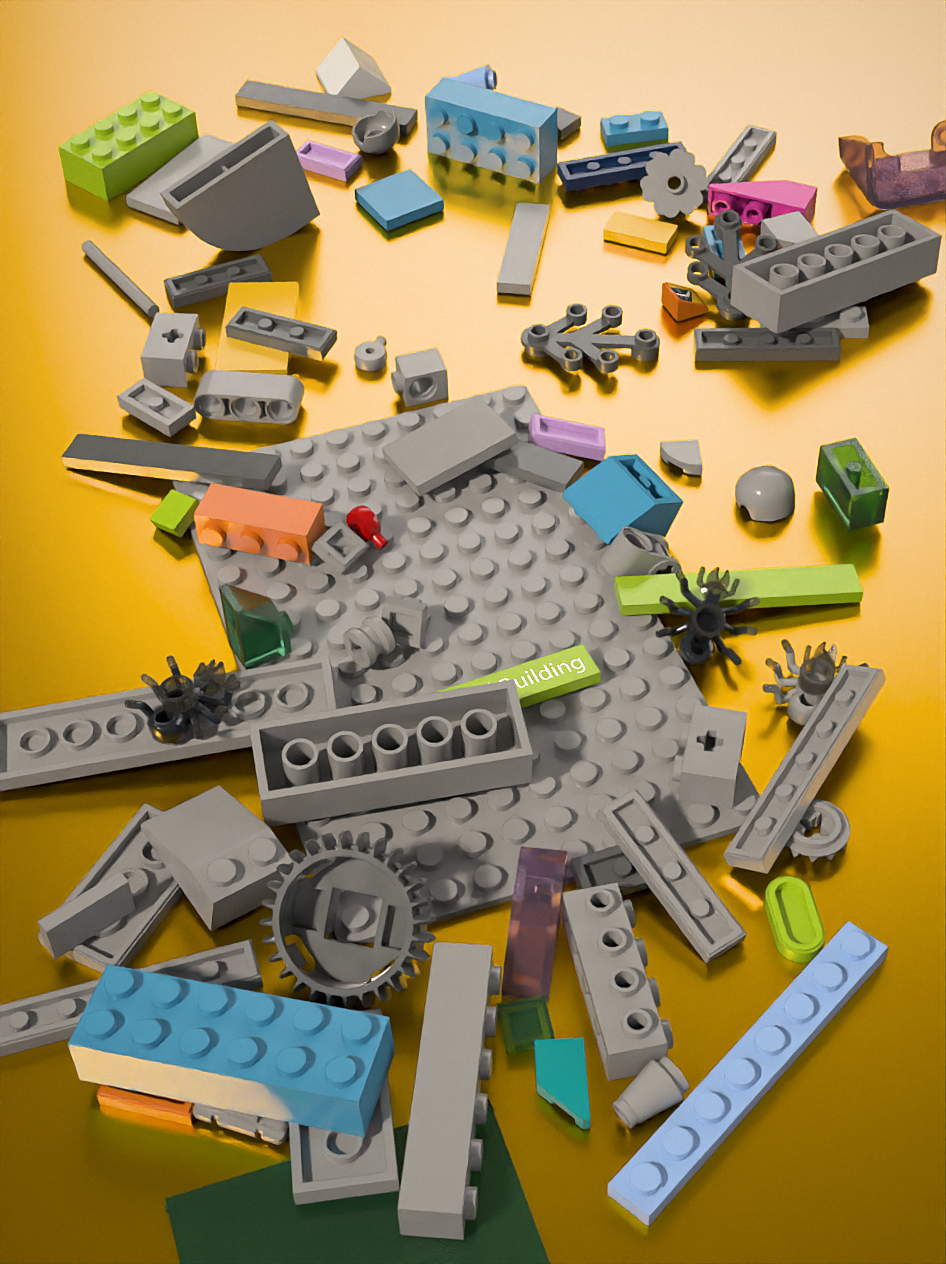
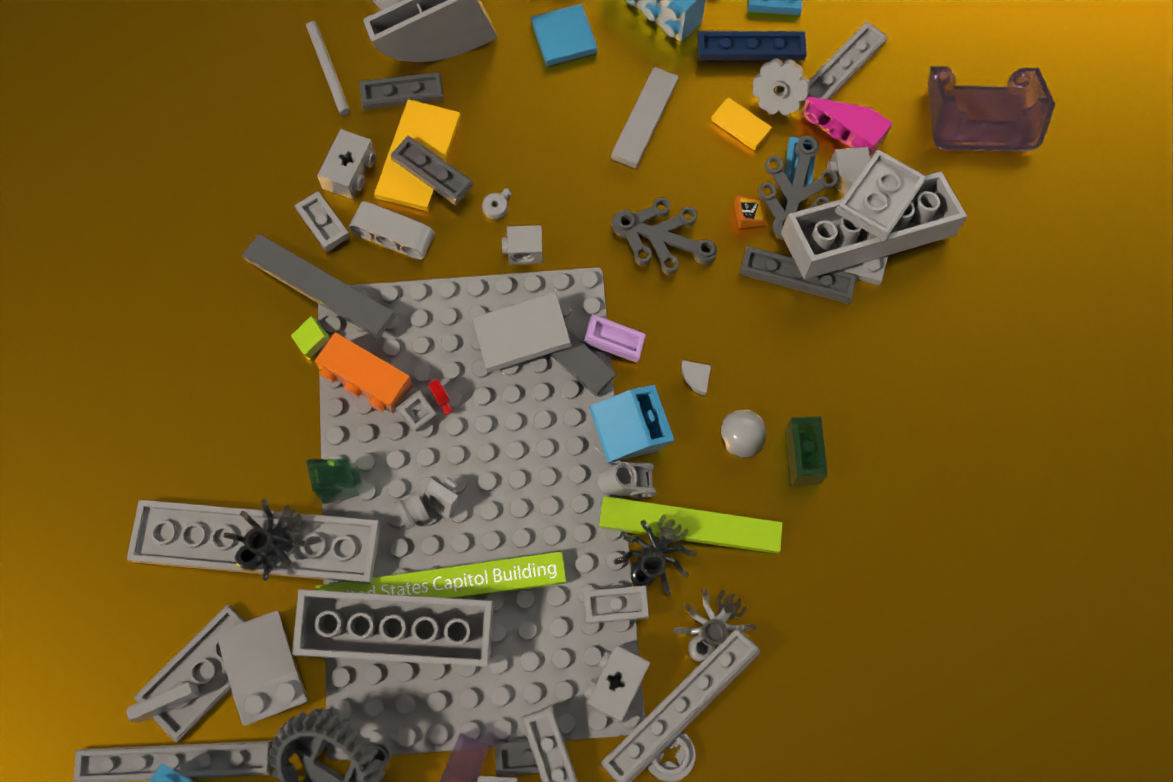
camera: 10 degrees right, 25 degrees up
(676, 679) = (615, 604): none -> light grey plate
(833, 232) = (880, 195): none -> light grey tile

